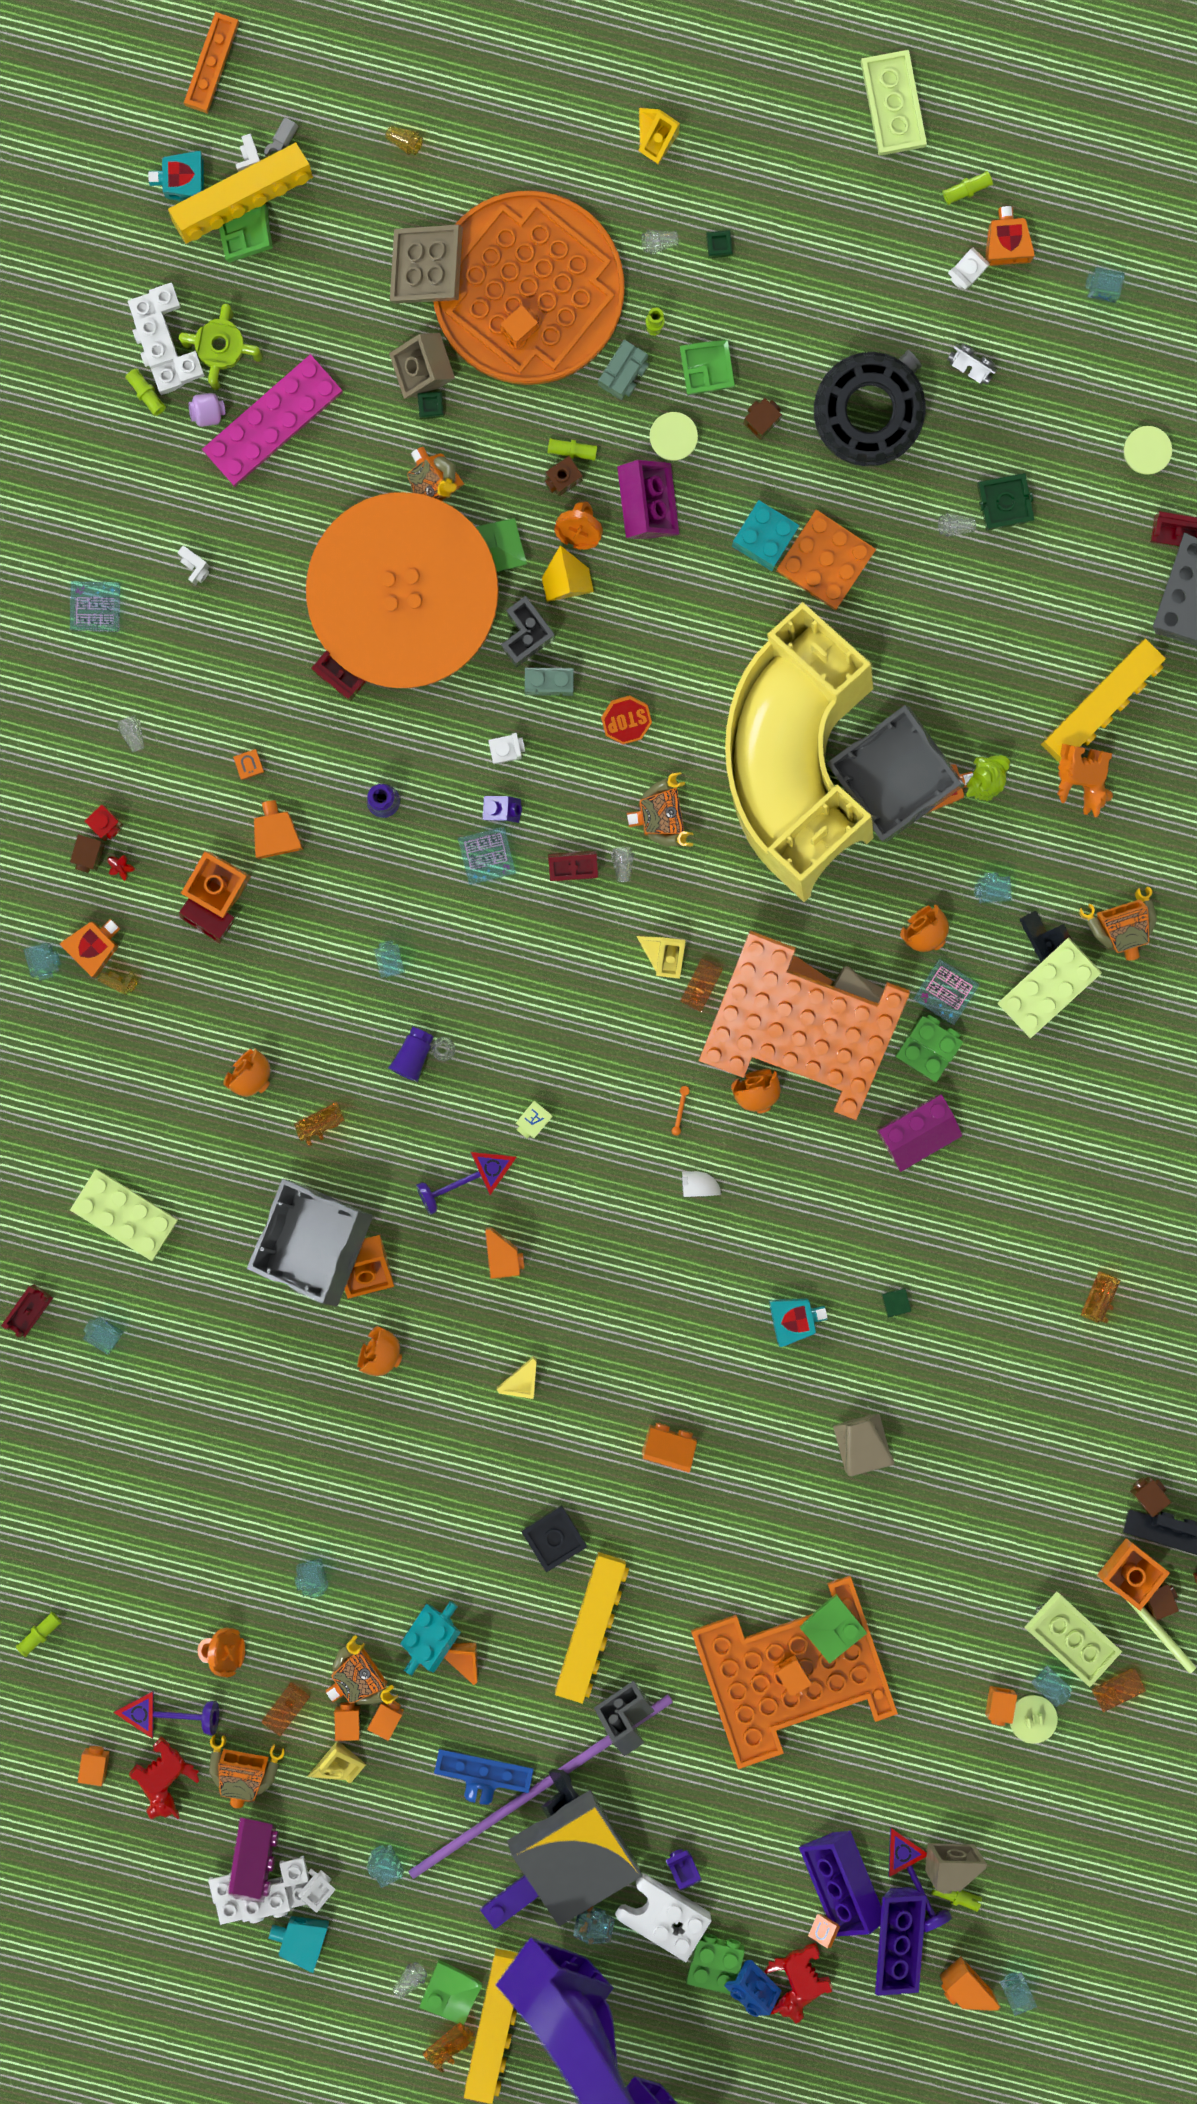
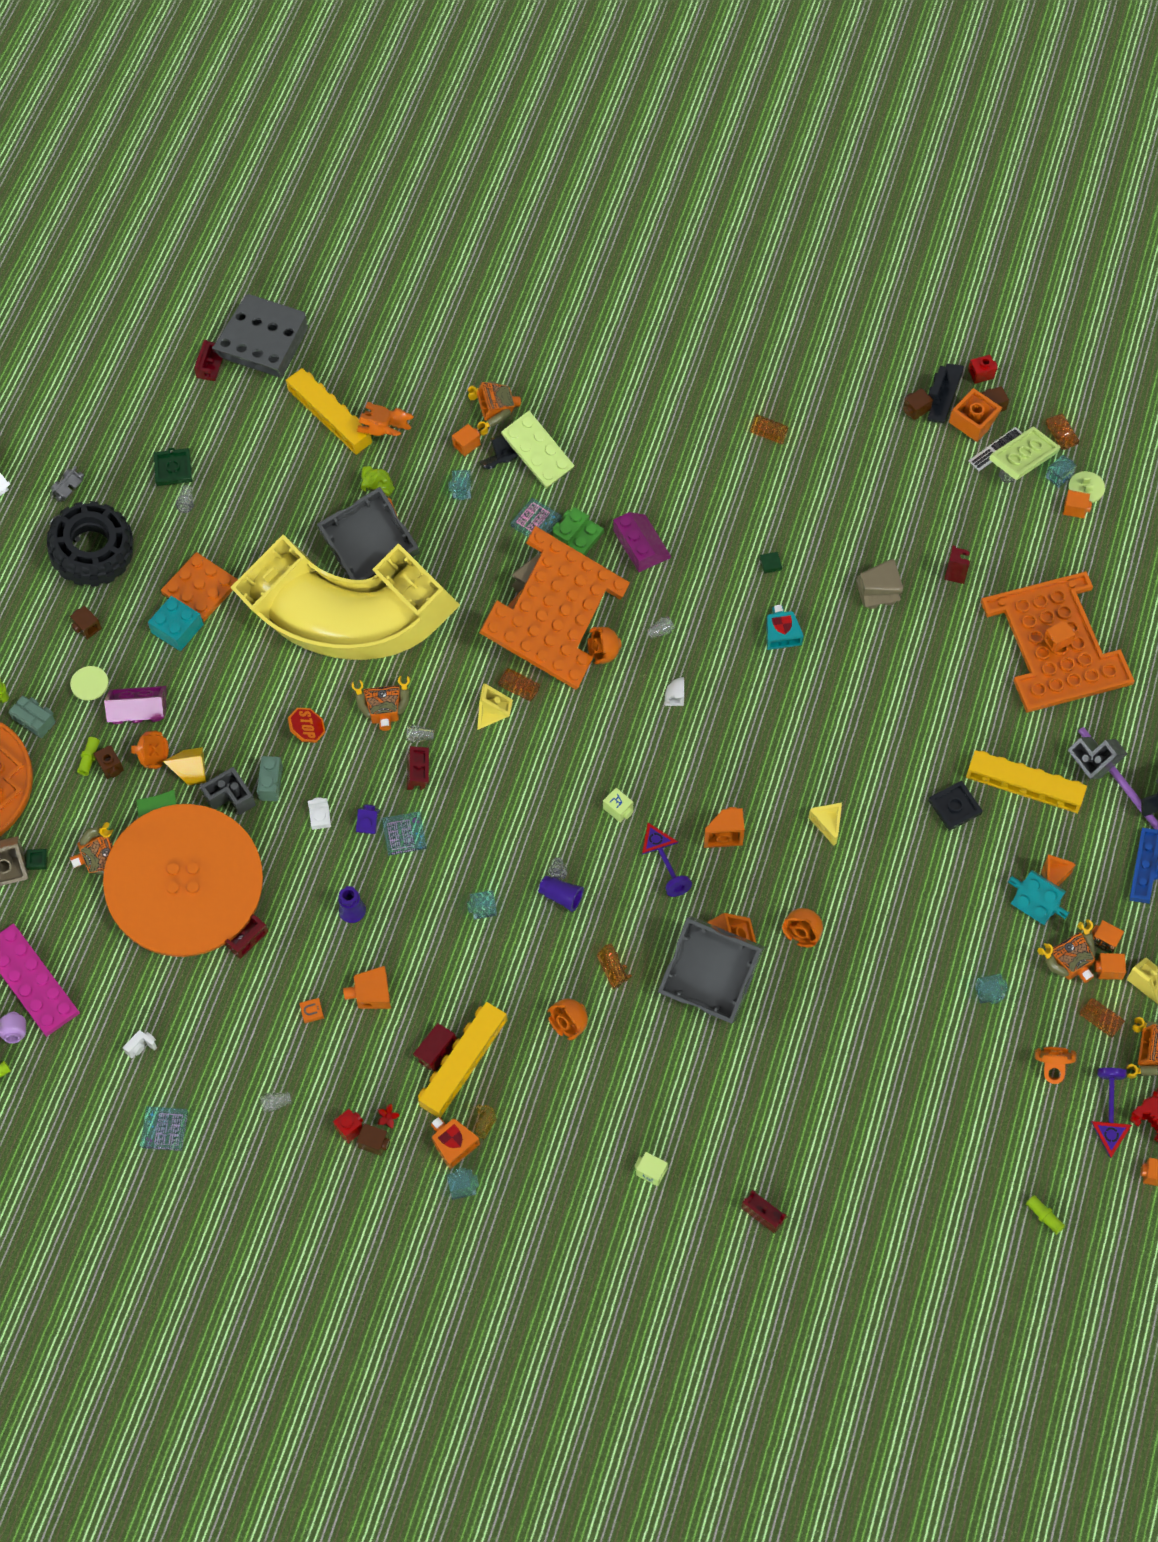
camera: 85 degrees left, 25 degrees down
(70, 1178) = (651, 1168): none -> yellowish green brick
(102, 1334) = (785, 1148): clear light blue brick -> none
(124, 1214) = (684, 1128): yellowish green plate -> none
(192, 950) = (462, 1060): none -> yellow brick
(215, 884) = (407, 1034): orange slope -> none
(669, 1447) = (881, 717): orange slope -> none
(683, 1091) = (601, 700): orange hinge -> none
(707, 367) = (39, 658): bright green plate -> none
(790, 1163) = (661, 627): none -> clear cone
(833, 1628) = (1021, 609): bright green plate -> none
(894, 1543) = (957, 567): none -> dark red hinge
(927, 929) = (487, 527): orange cylinder -> none
(1065, 891) = (466, 440): none -> orange brick
(1088, 1601) = (982, 459): none -> sticker
(1105, 284) = (23, 397): clear light blue brick -> none
(1147, 450) = (148, 376): yellowish green piece -> none
(1165, 1638) = (1020, 402): yellowish green bar -> none

